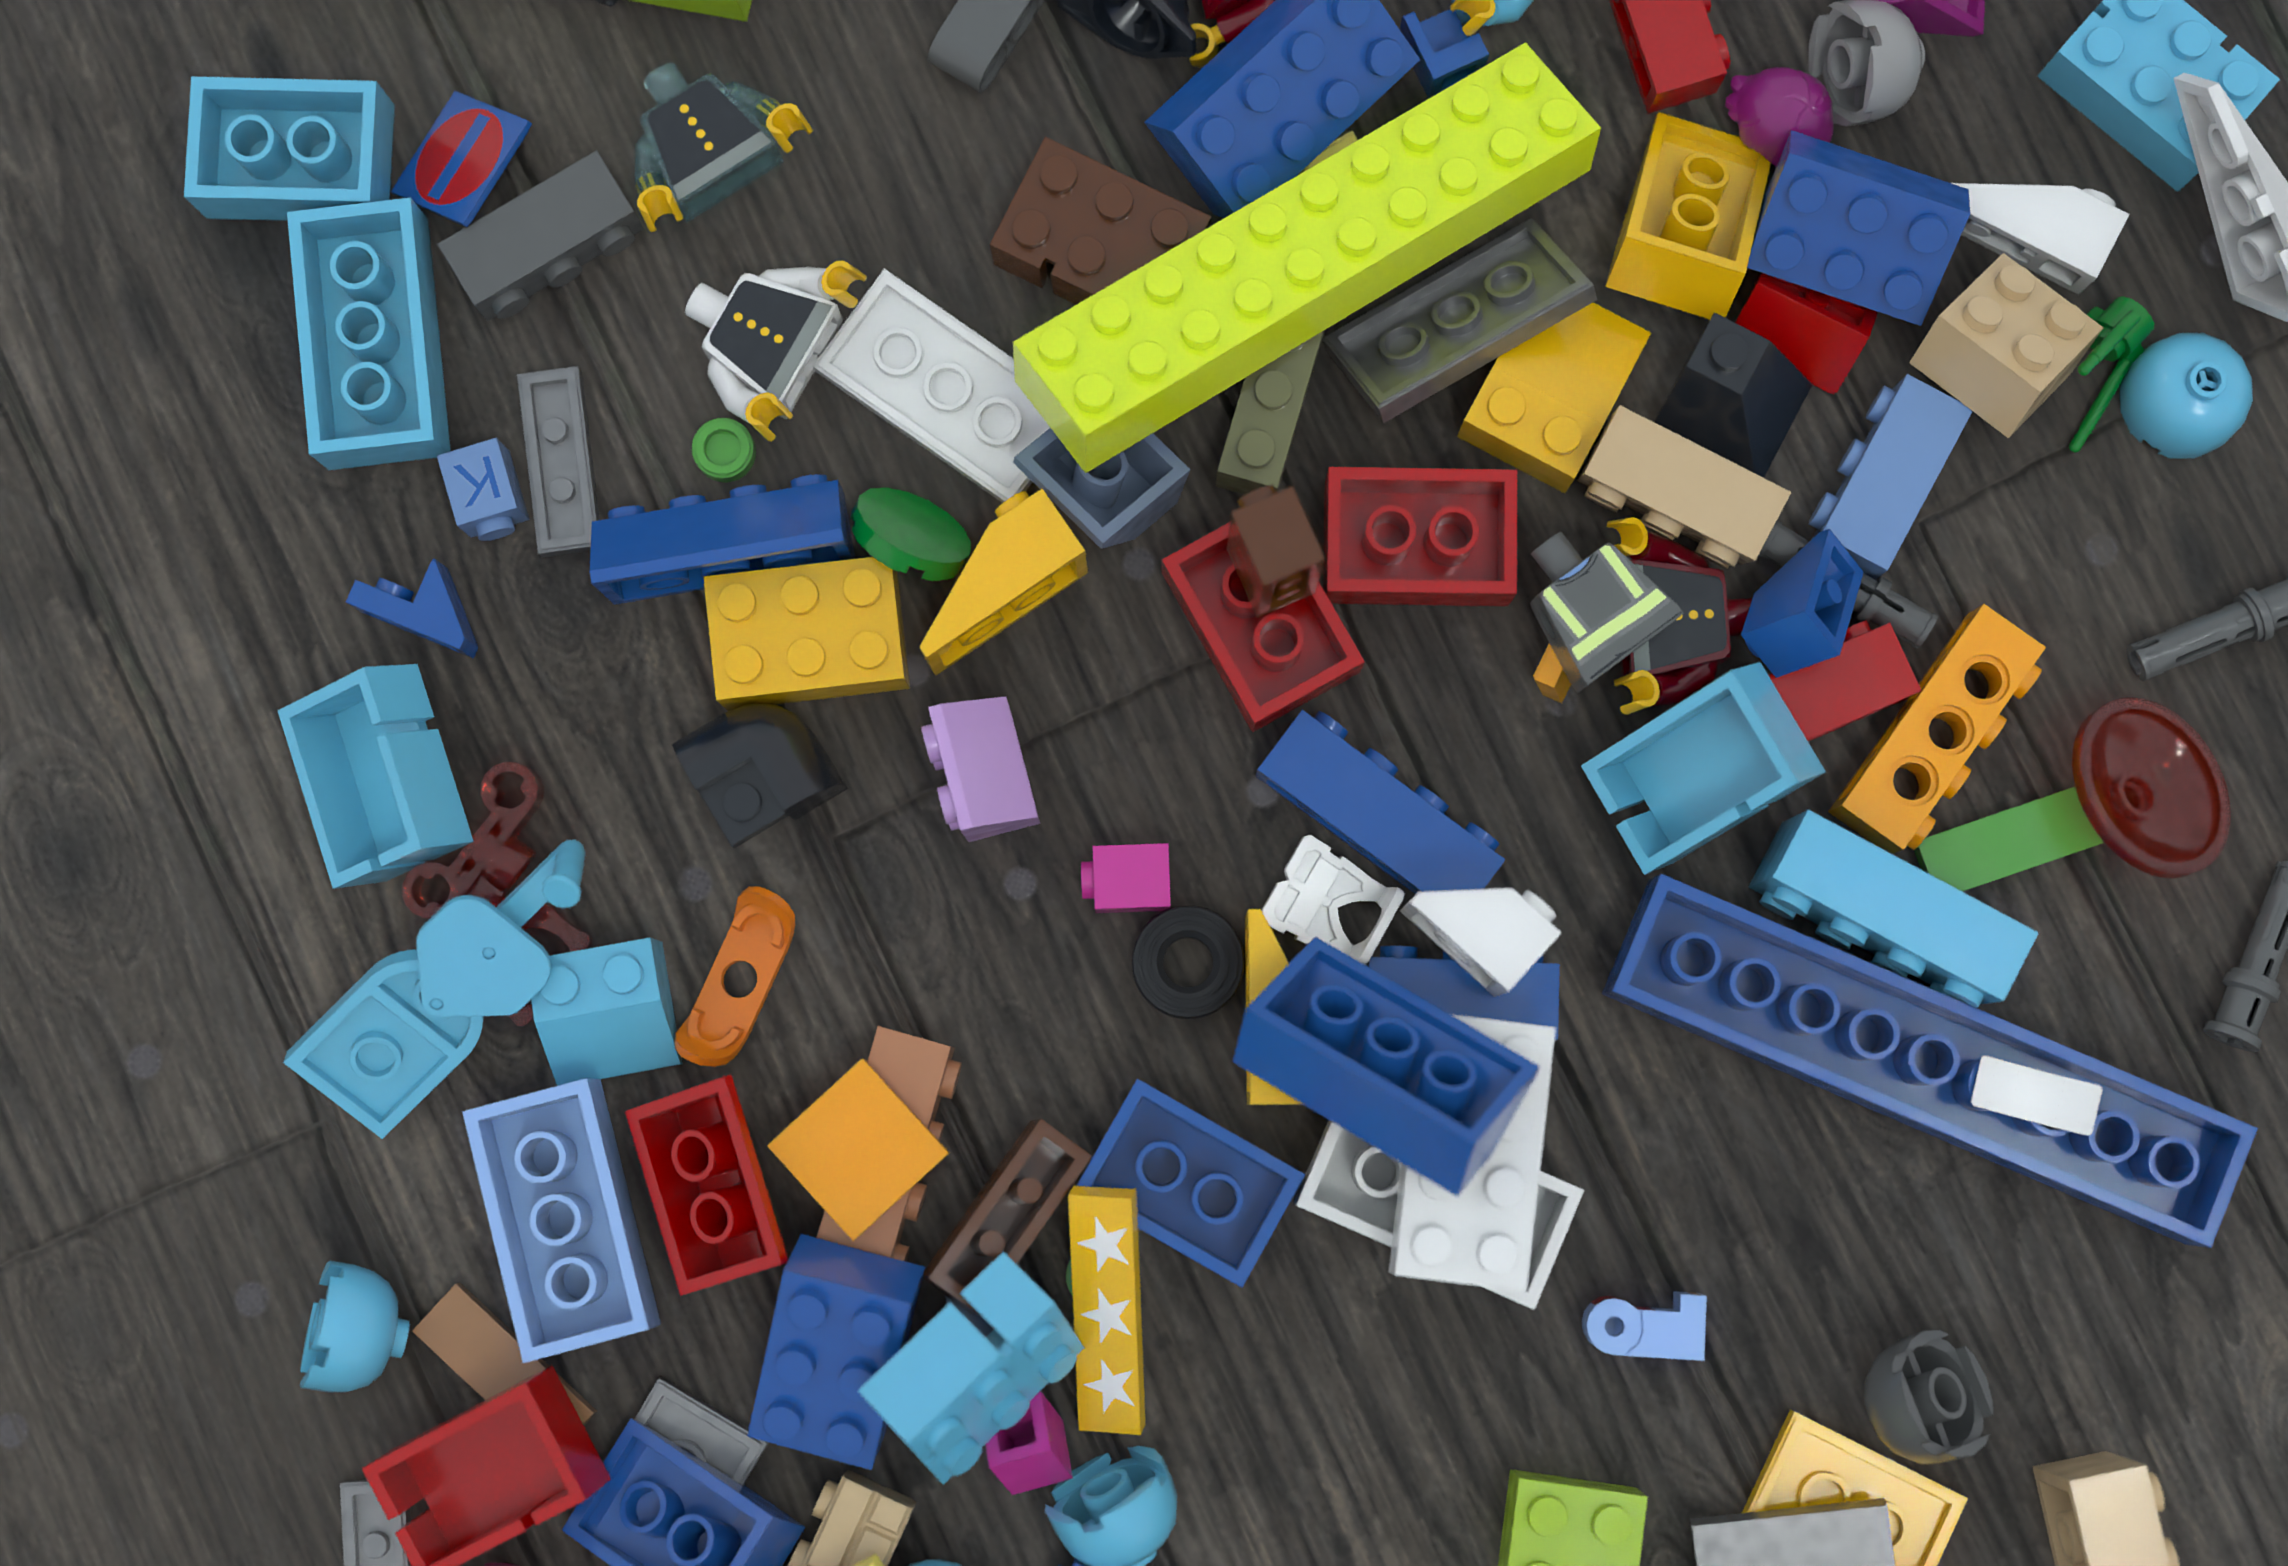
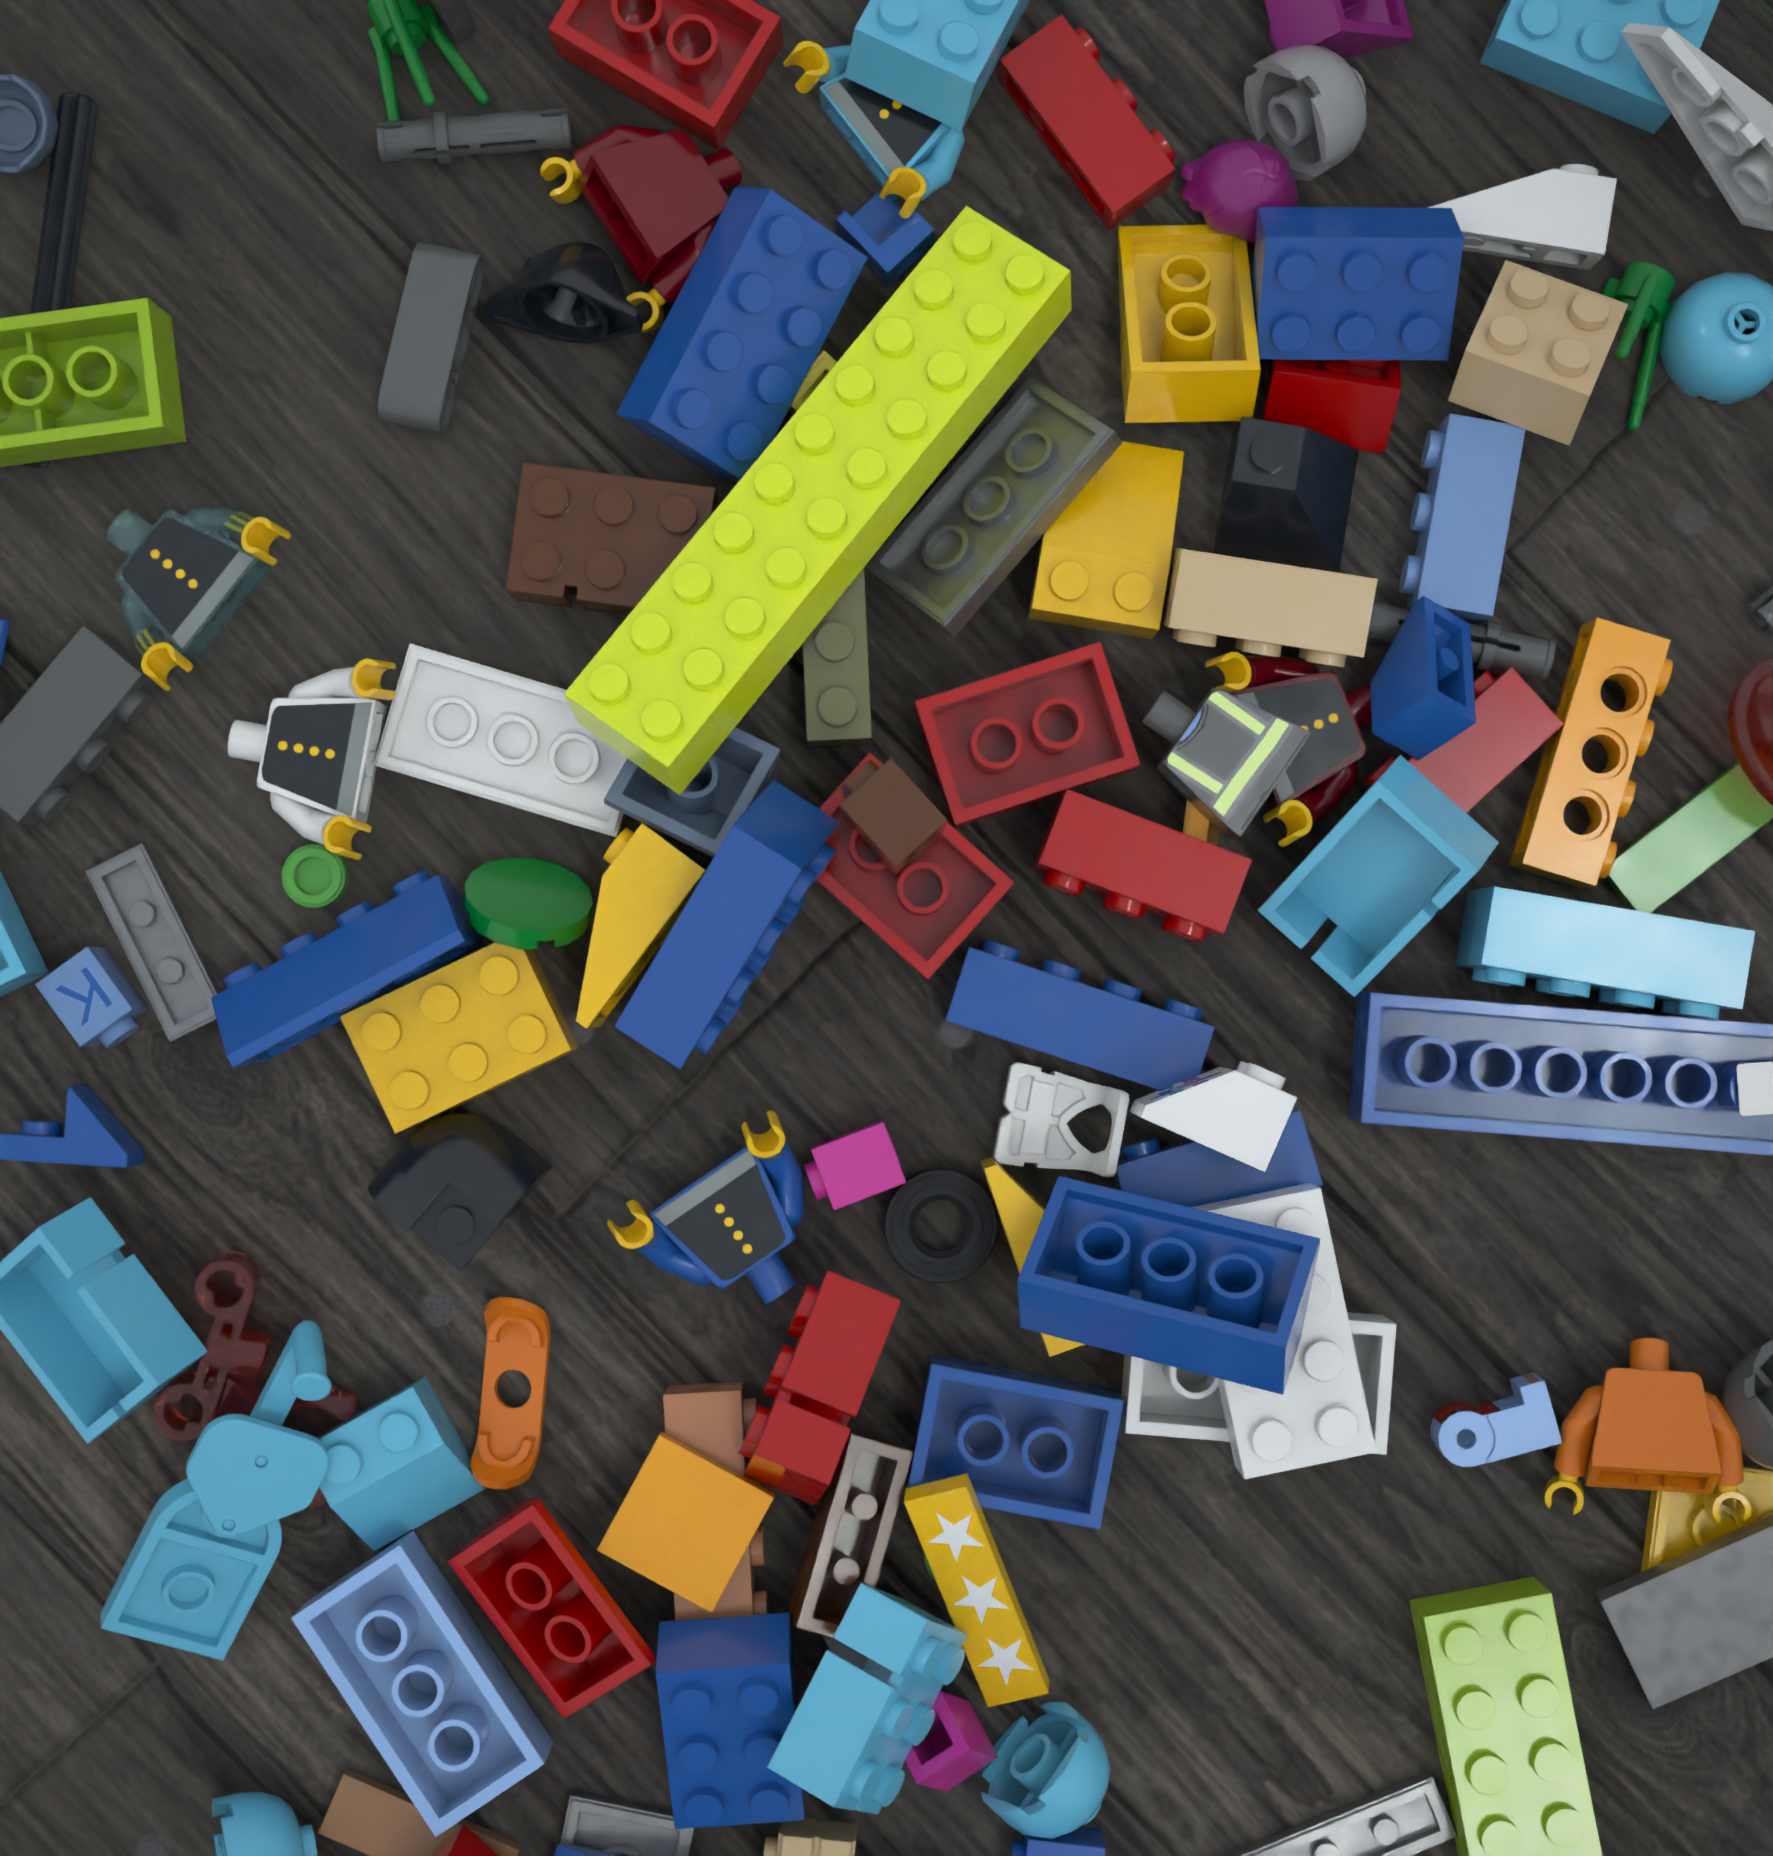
camera: 15 degrees left, 5 degrees up
(983, 768) = (677, 1112): lavender slope -> none
(994, 886) = (728, 1219): none -> torso
(1023, 1062) = (818, 1386): none -> red piece
(1088, 608) = (730, 925): none -> blue brick
(1484, 688) = (1140, 867): none -> red piece
(1792, 1382) = (1651, 1434): none -> orange torso

